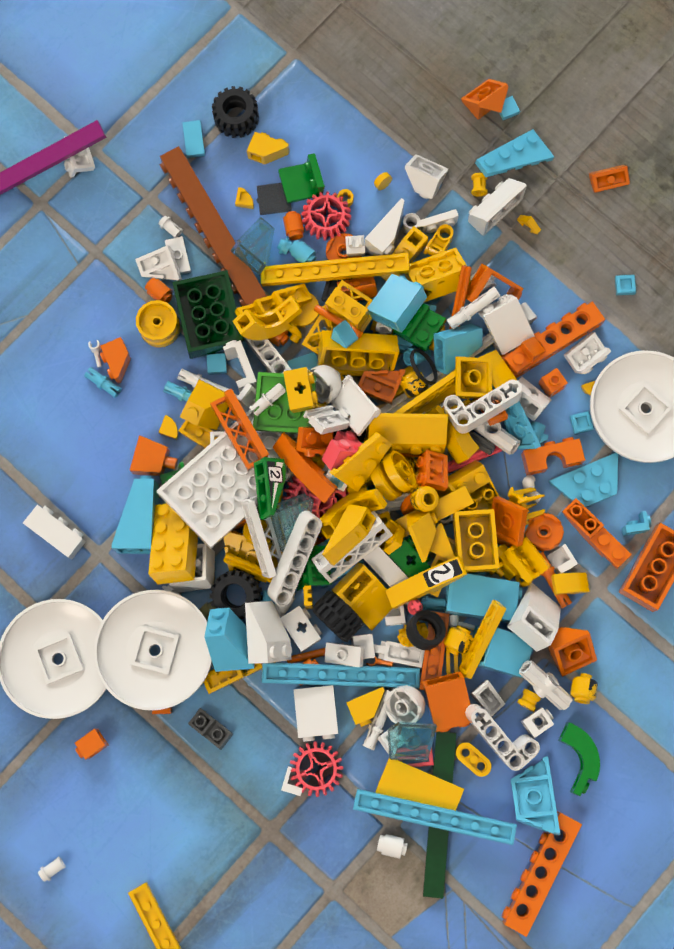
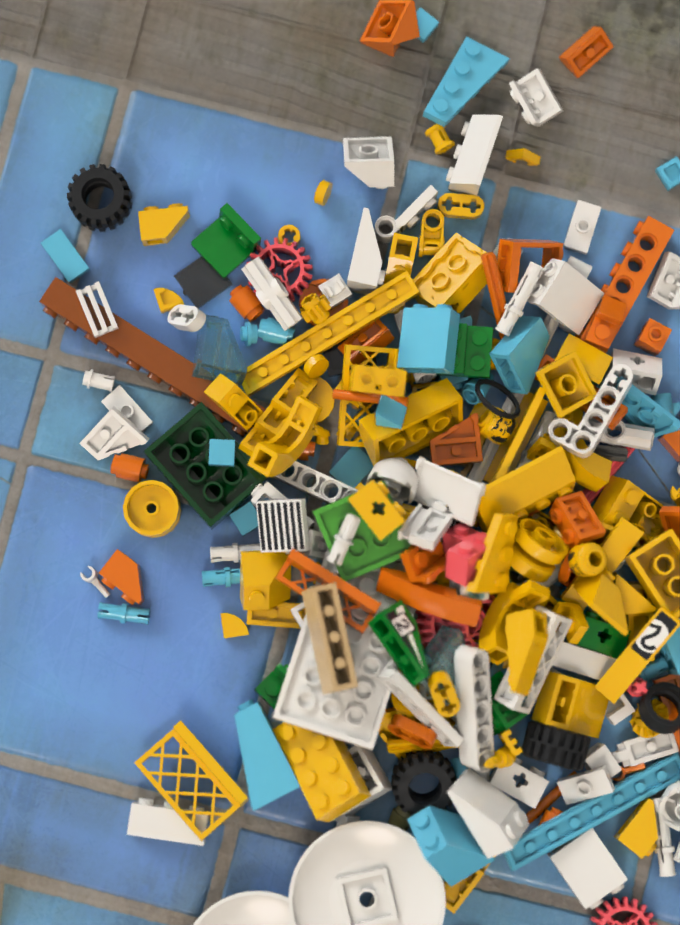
camera: 35 degrees left, 5 degrees up
(99, 504) = (208, 765): none -> yellow fence
(151, 458) = (234, 674): orange torso -> none
(194, 165) = (89, 290): none -> white tile
(221, 457) = (329, 638): none -> tan brick
(222, 308) = (221, 452): none -> medium azure tile
(234, 372) = (282, 525): none -> tile
(246, 554) = (412, 731): none -> orange beam
(248, 214) = (186, 318): none -> white beam
(248, 280) = (233, 401): none -> yellow slope
(282, 535) = (446, 693): none -> yellow beam
(294, 603) = (501, 758): none -> yellow bar
(311, 224) = (272, 293): none -> white piece
(315, 287) = (316, 366): none -> yellow tile
(335, 248) = (315, 308): none -> yellow gear
(473, 232) = (461, 200): none -> yellow beam
(544, 289) = (582, 227): none -> white plate
(557, 190) = (535, 98): none -> white bracket

